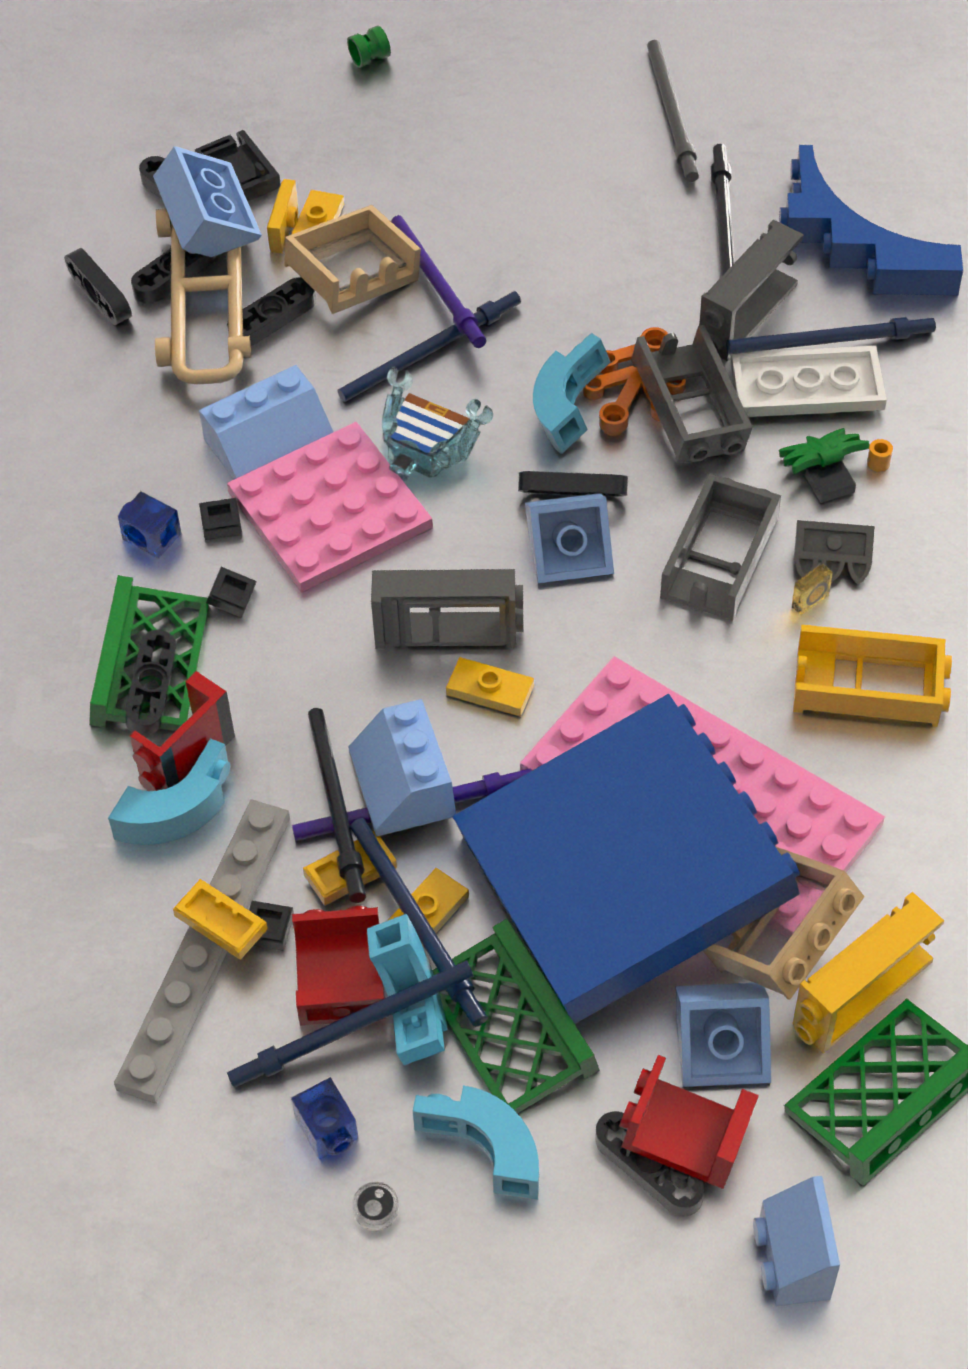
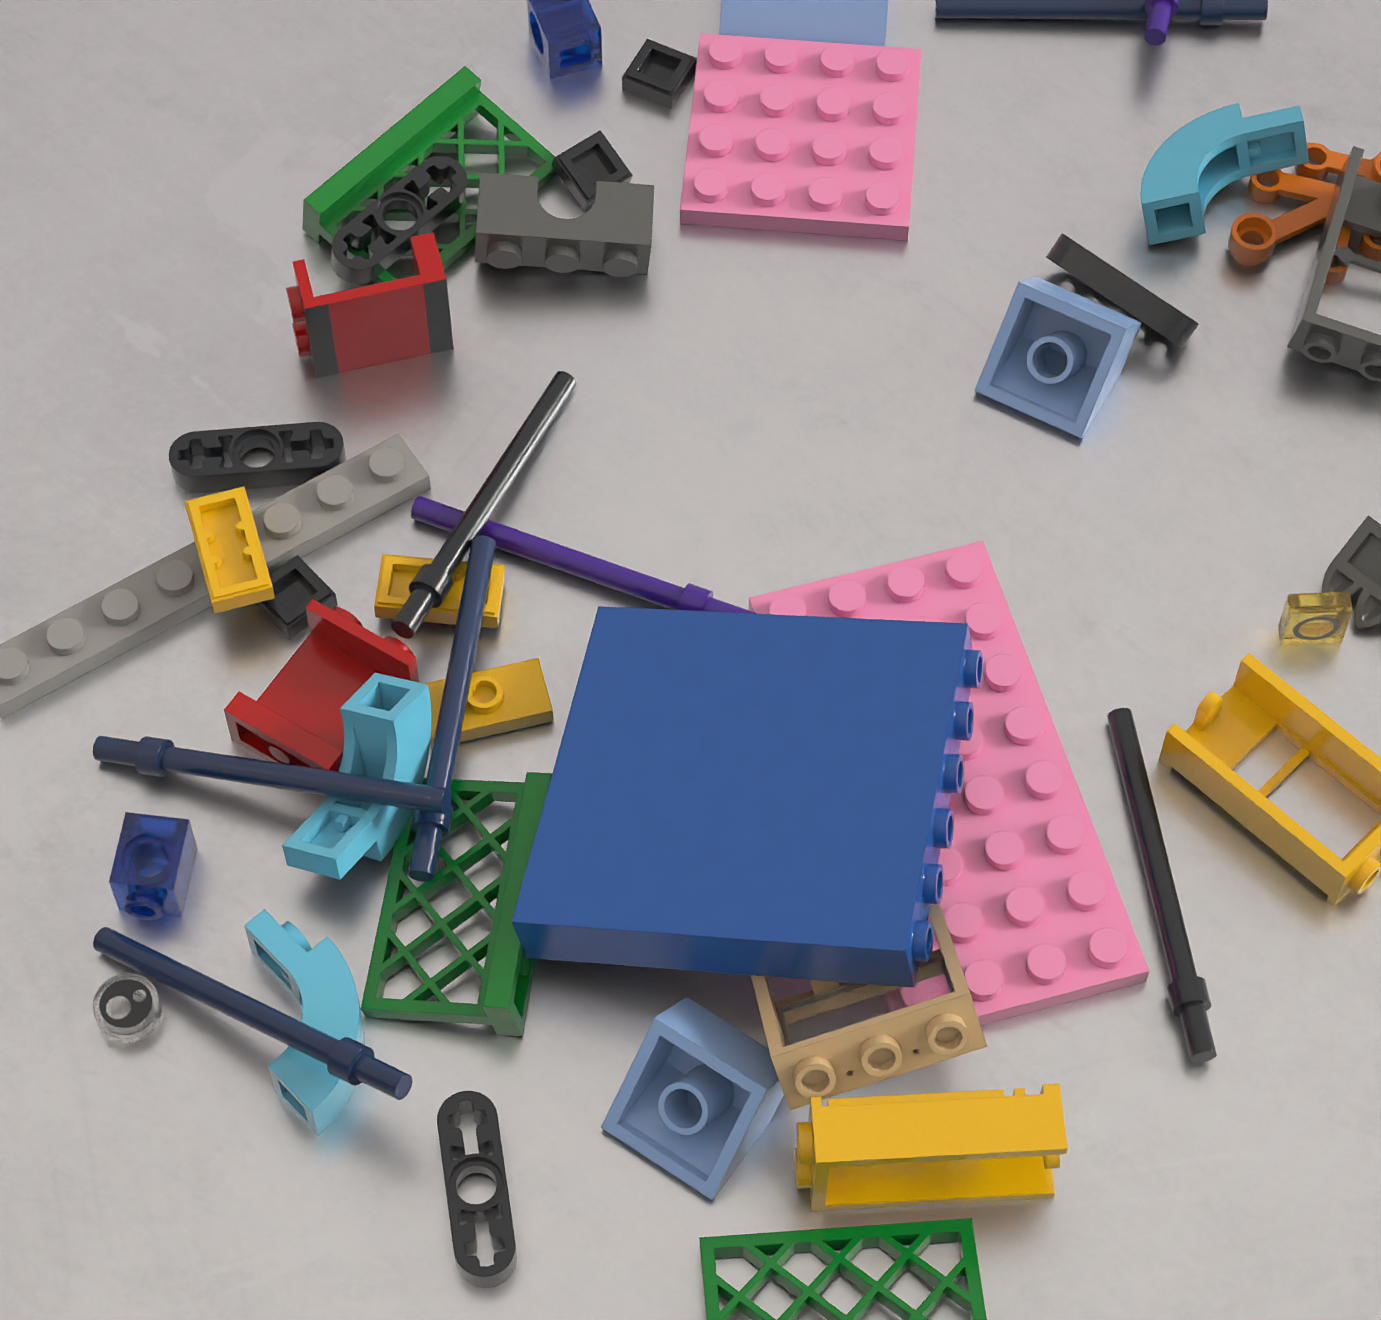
camera: 35 degrees right, 5 degrees up
(176, 880) = (238, 441): none -> black beam
(177, 811) = (302, 389): medium azure arch -> none
(222, 647) = (607, 238): none -> dark grey arch
(399, 590) = (814, 345): dark grey door -> none
(402, 770) = (596, 514): light blue slope -> none
(427, 435) = (989, 114): clear light blue torso -> none
(490, 686) = (799, 481): yellow plate -> none
(541, 1137) = (344, 1057): none -> dark blue bar
(685, 1127) = (548, 1173): red panel -> none
(733, 500) = (1177, 535): dark grey door -> none
(909, 815) = (1187, 991): none -> black bar

